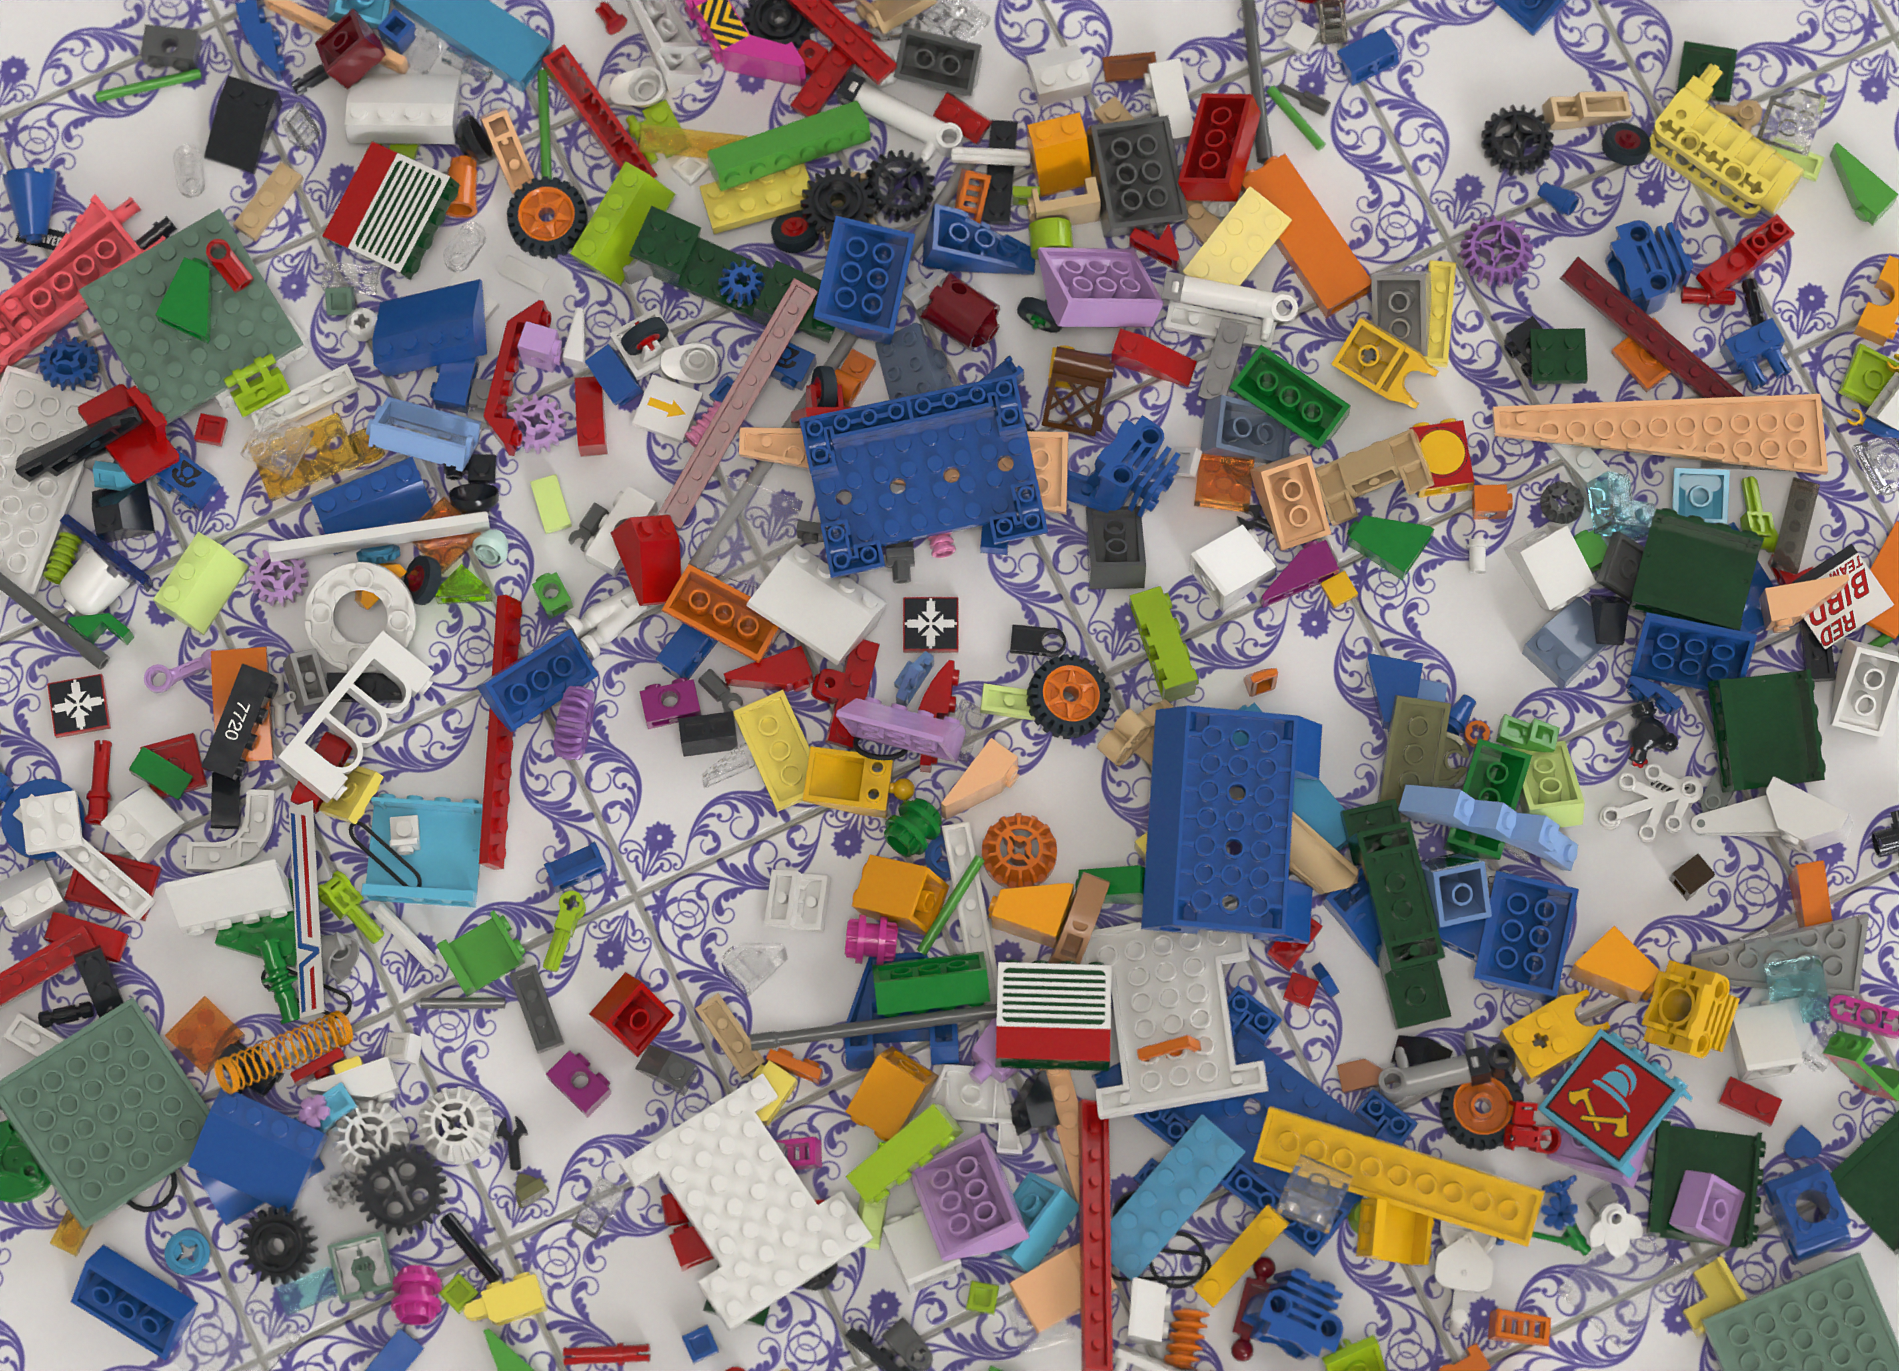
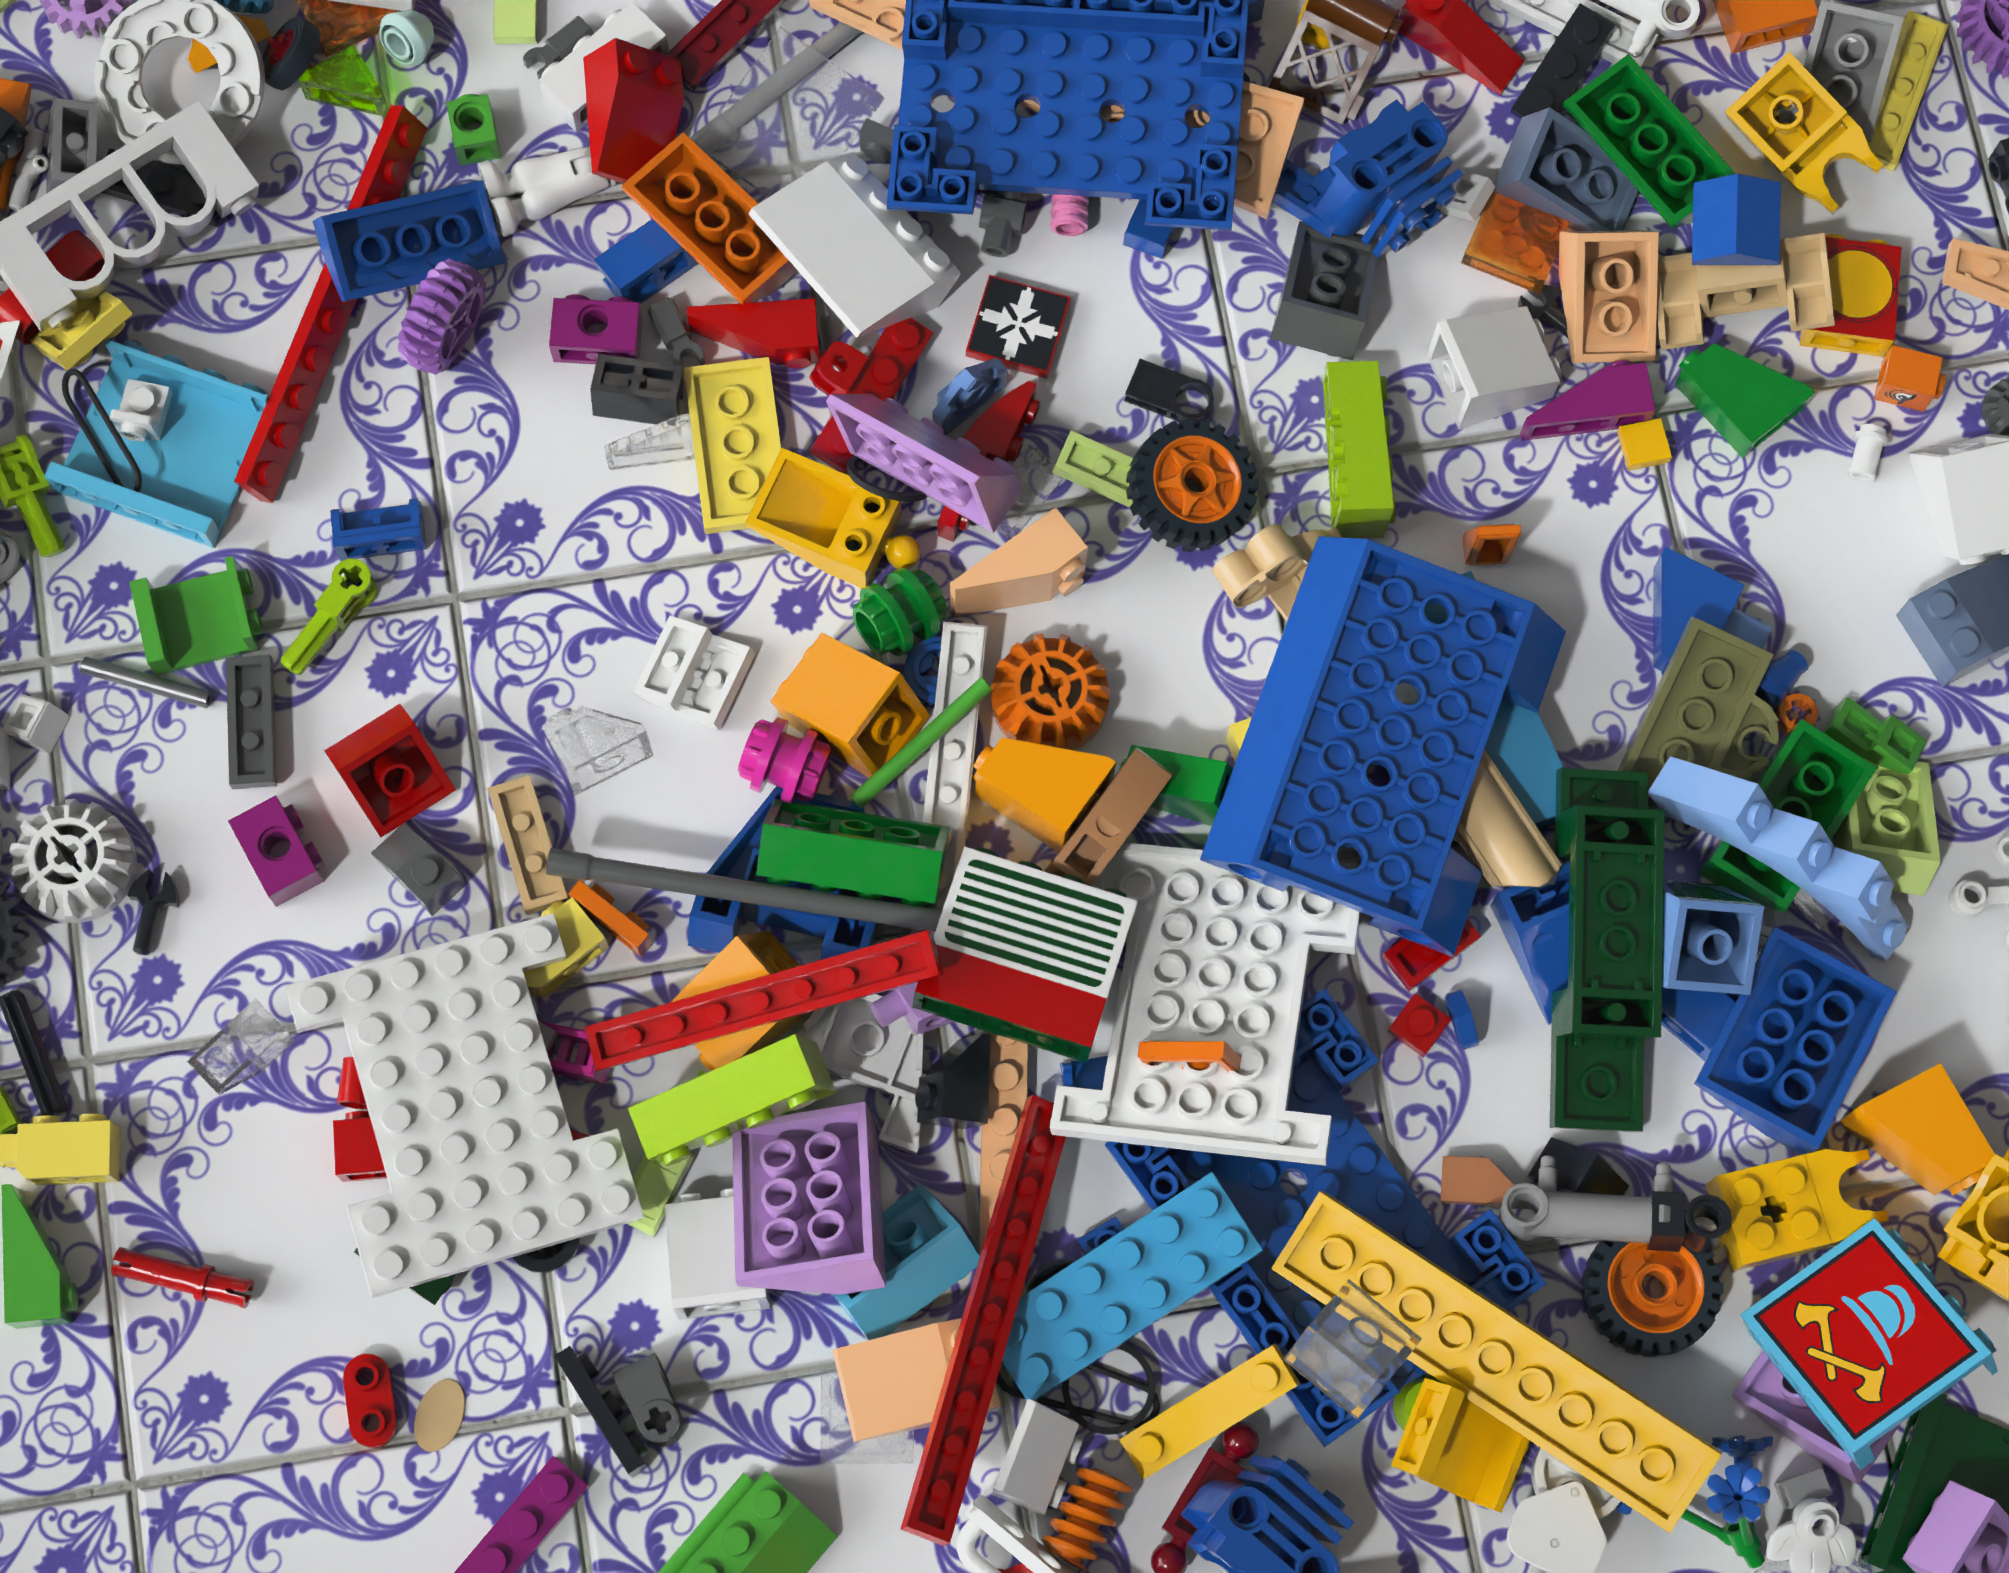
camera: 10 degrees right, 0 degrees up
(405, 936) = (93, 559): white axle -> none
(529, 1190) = (149, 991): olive tile -> none
(700, 1344) = (331, 1303): blue plate -> none
(906, 1089) = (764, 1000): none -> red plate
(982, 1297) = (789, 1358): lime tile -> none
(1356, 436) = (1736, 221): none -> blue slope
(1527, 1133) = (1713, 1350): red piece -> none

